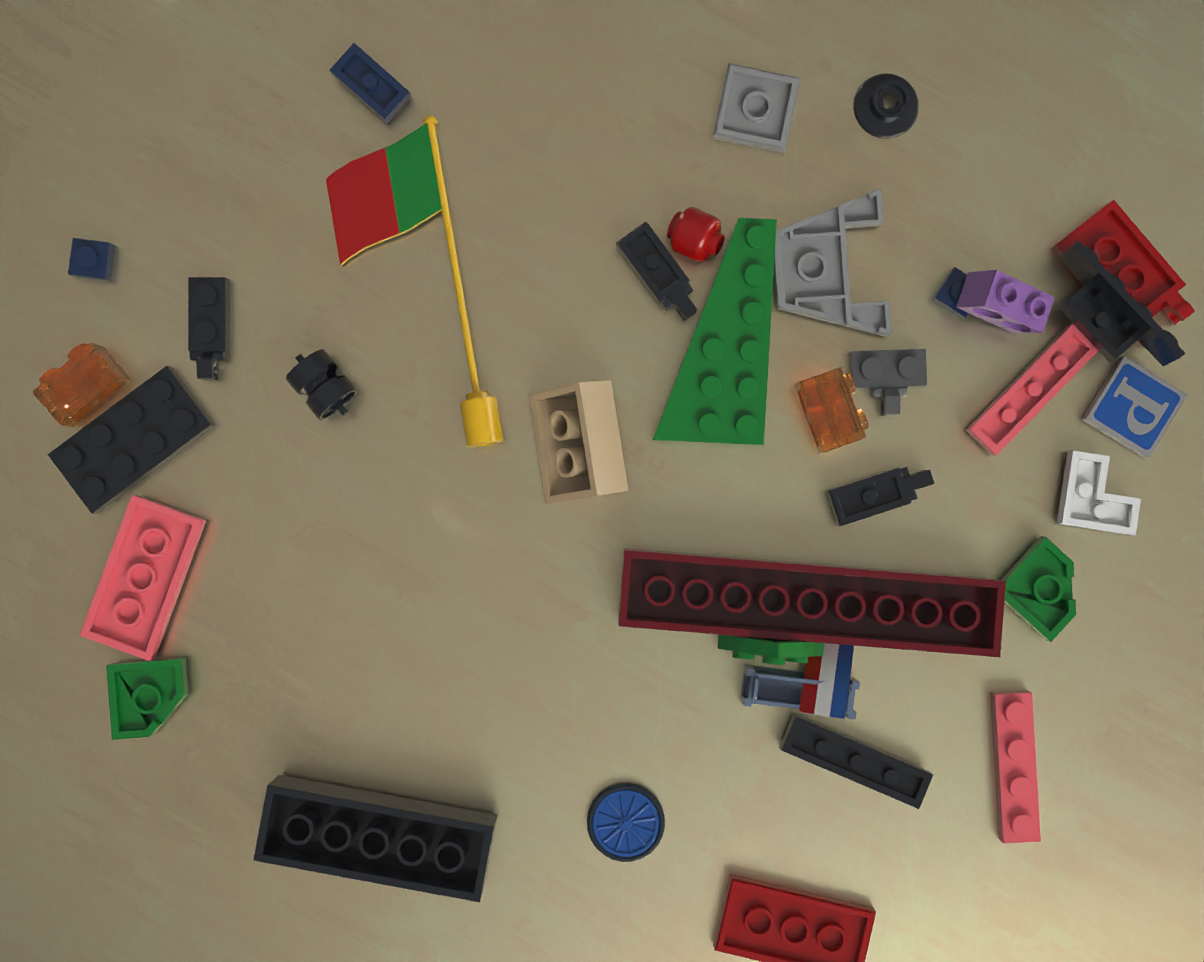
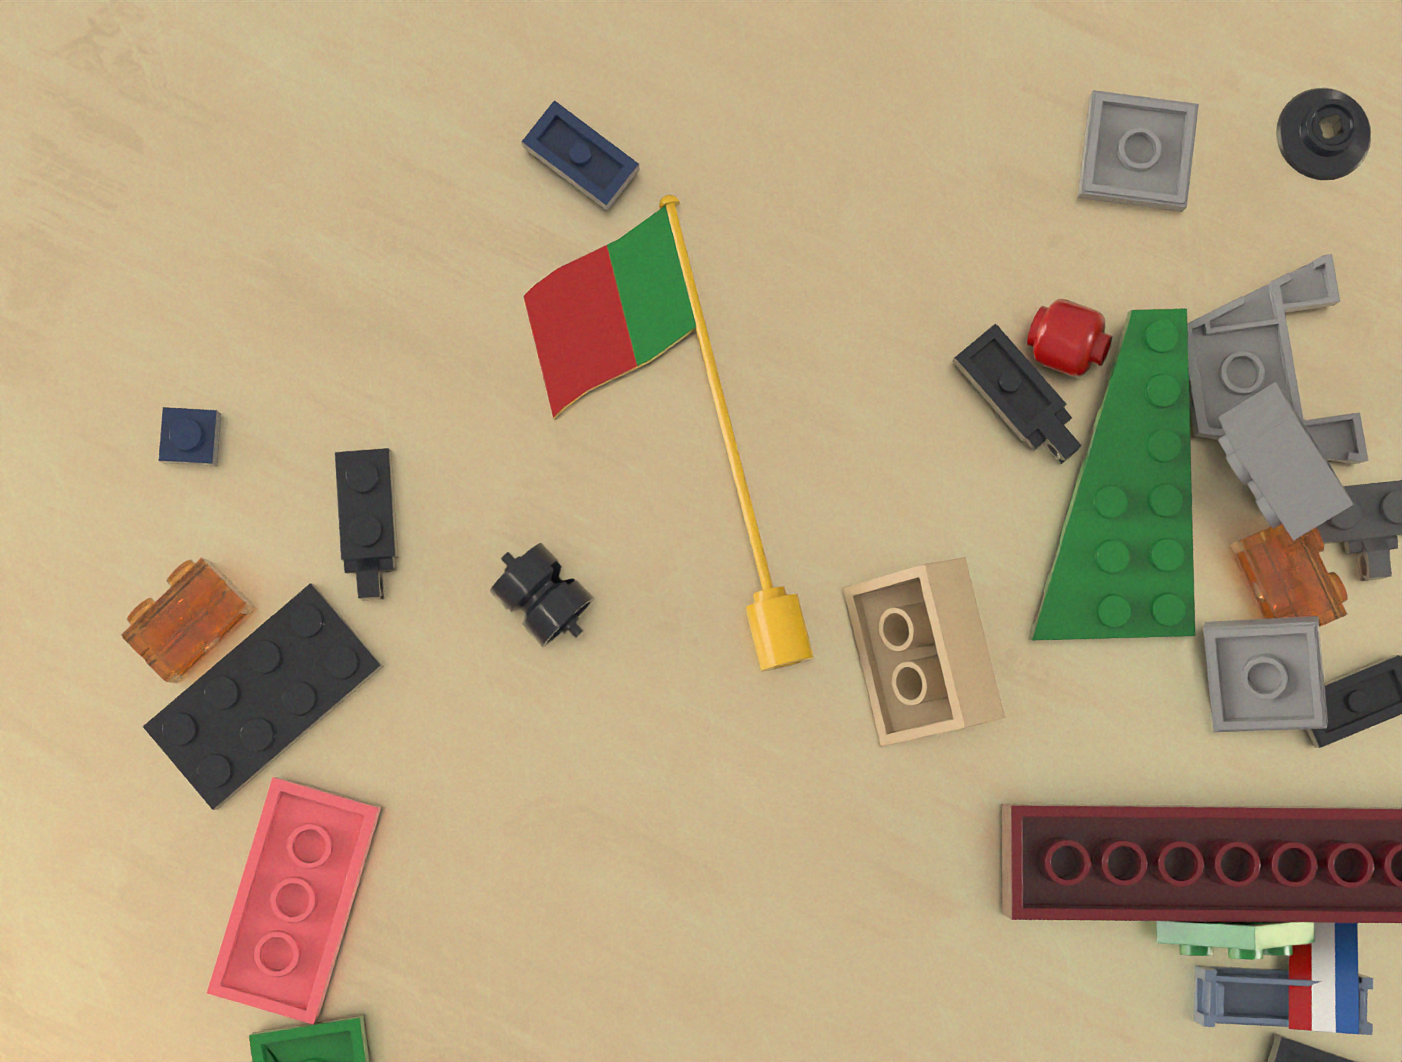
camera: 15 degrees left, 5 degrees down
(807, 474) = (1265, 674): none -> light grey tile
(830, 329) = (1281, 463): none -> light grey brick

